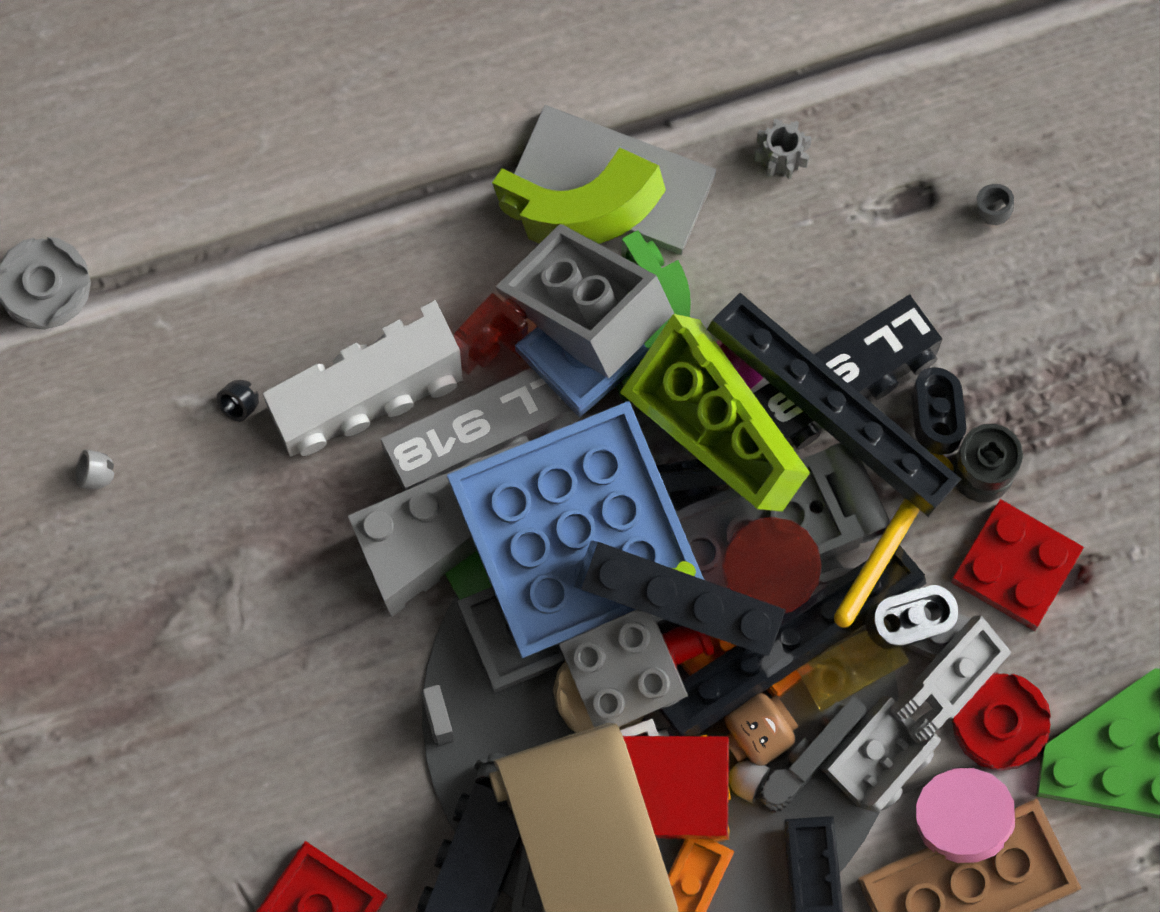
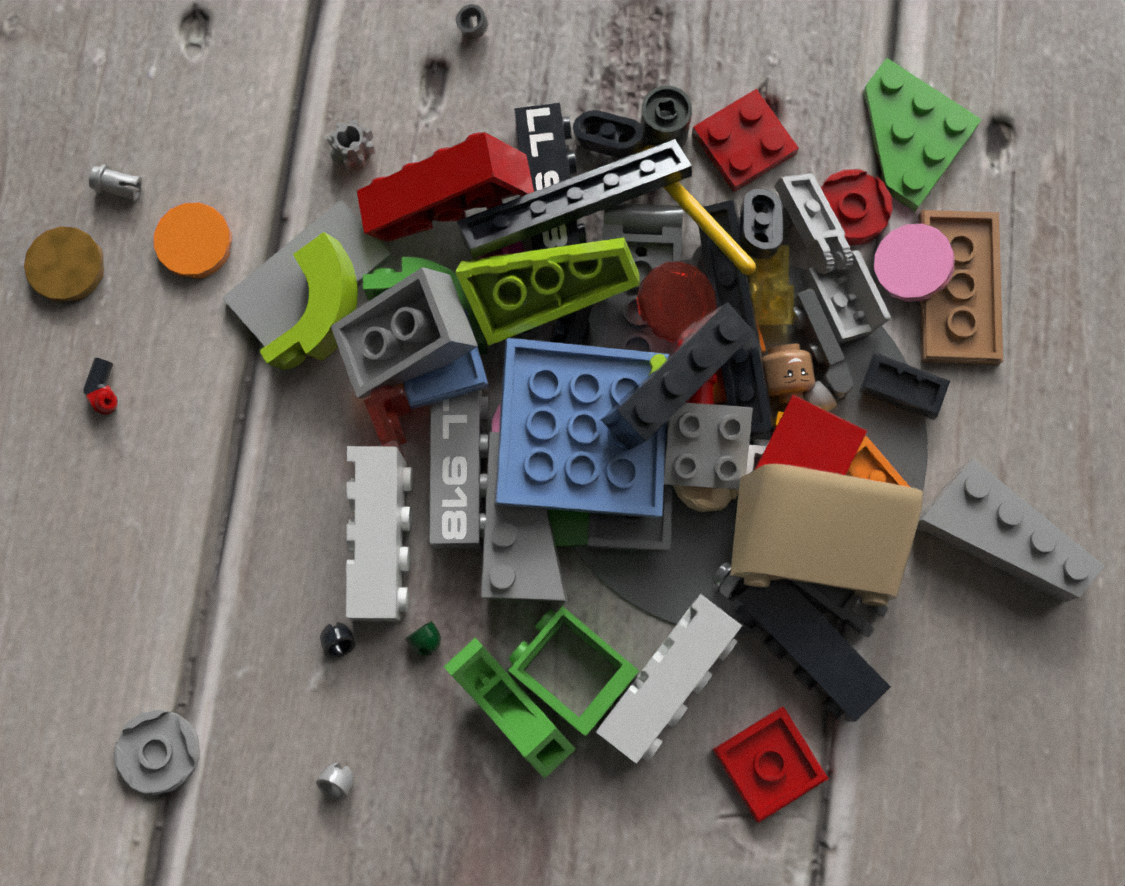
camera: 60 degrees left, 5 degrees up
(251, 603) = (509, 707): none -> bright green arch
(280, 488) = (425, 639): none -> dark green hinge
(307, 700) = (548, 627): none -> bright green window
(355, 756) = (668, 680): none -> white wedge
(386, 33) = (97, 389): none -> arm
(437, 715) = (665, 602): light grey tile -> none
(594, 44) = (192, 240): none -> orange tile
(777, 266) = (444, 187): none -> red wedge

